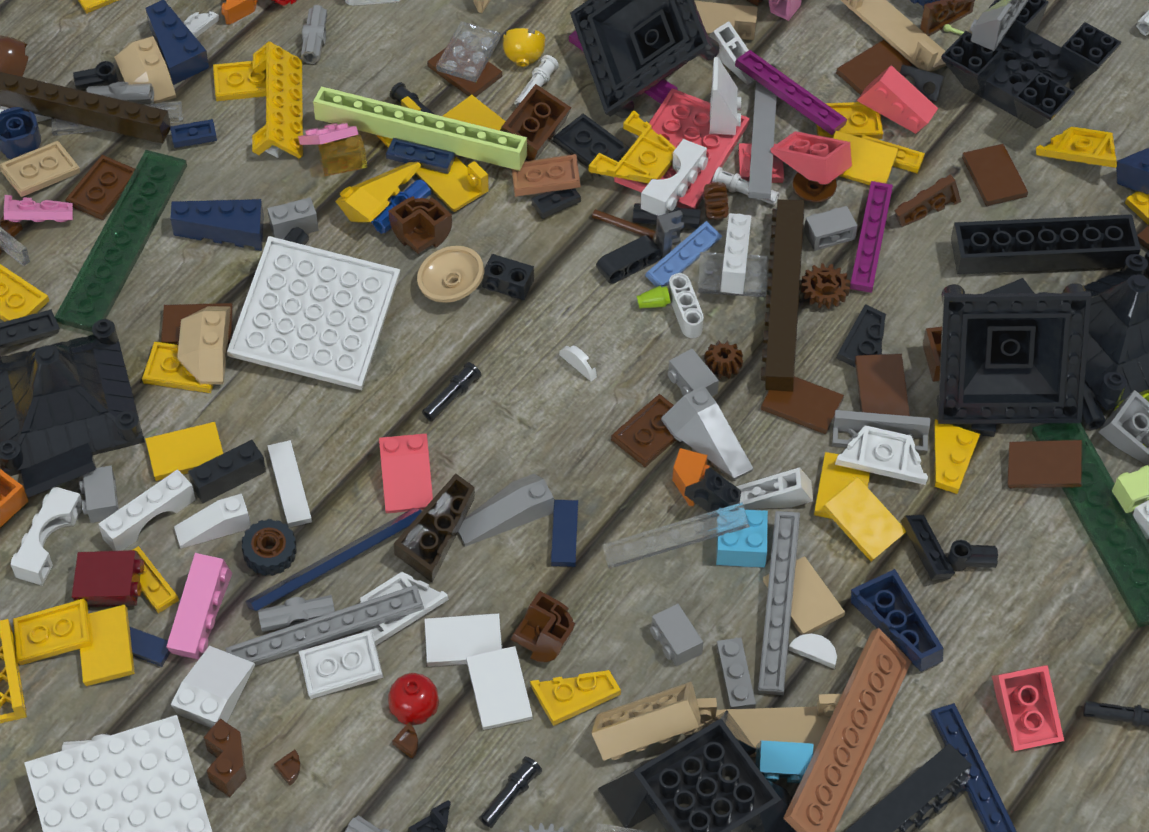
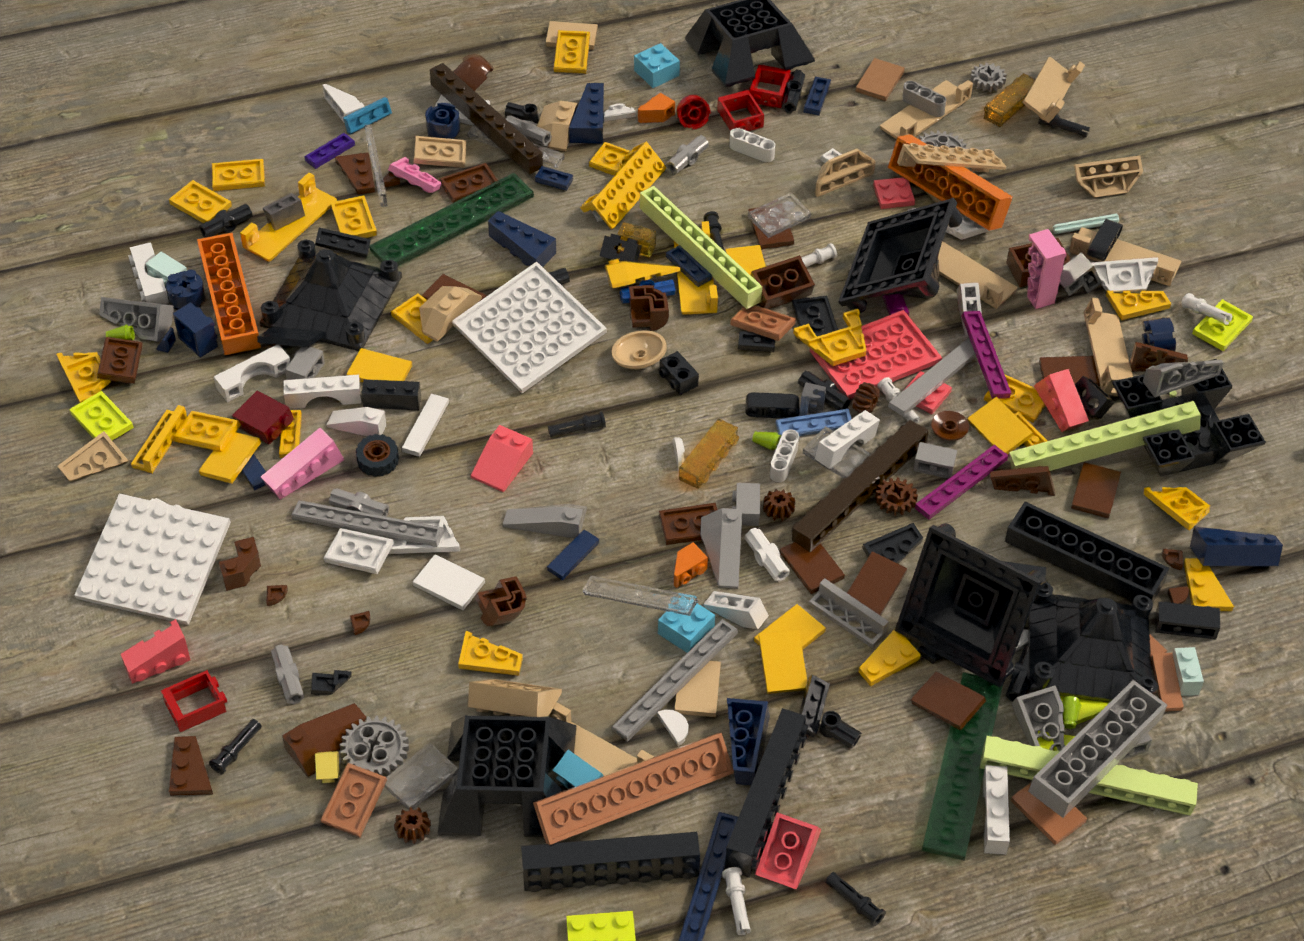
camera: 35 degrees right, 5 degrees down
(212, 687) = (269, 517): white slope -> none
(293, 215) = (574, 261): light grey brick -> none
(326, 183) = (610, 248): none -> black brick
(327, 134) = (642, 220): bright pink plate -> none
(332, 560) = (411, 485): dark blue tile -> none
(413, 698) = (385, 598): red cylinder -> none
(435, 528) = (488, 501): dark brown wedge -> none
(499, 688) = (443, 623): white tile -> none
(516, 784) = (403, 688): black pin -> none
(523, 46) = (820, 231): yellow cylinder -> none
(610, 346) = (708, 453): none -> clear yellow brick
(621, 223) = (787, 377): reddish brown bar -> none
(662, 195) = (829, 373): white arch -> none
(676, 635) = (587, 659): light grey brick -> none
(713, 492) = (689, 581): black bracket -> none
(723, 102) = (923, 331): white slope -> none
(735, 674) = (606, 708): light grey plate -> none
(755, 418) = (767, 554): none -> white piece
(814, 156) = (962, 404): coral slope -> none
(883, 454) = (834, 627): white wing -> none
(967, 663) = (766, 792): none -> black brick
(974, 119) = (1106, 439): none -> yellowish green brick
(1014, 779) = (735, 891): none -> white pin
(1114, 203) = (1173, 558): none -> reddish brown tile

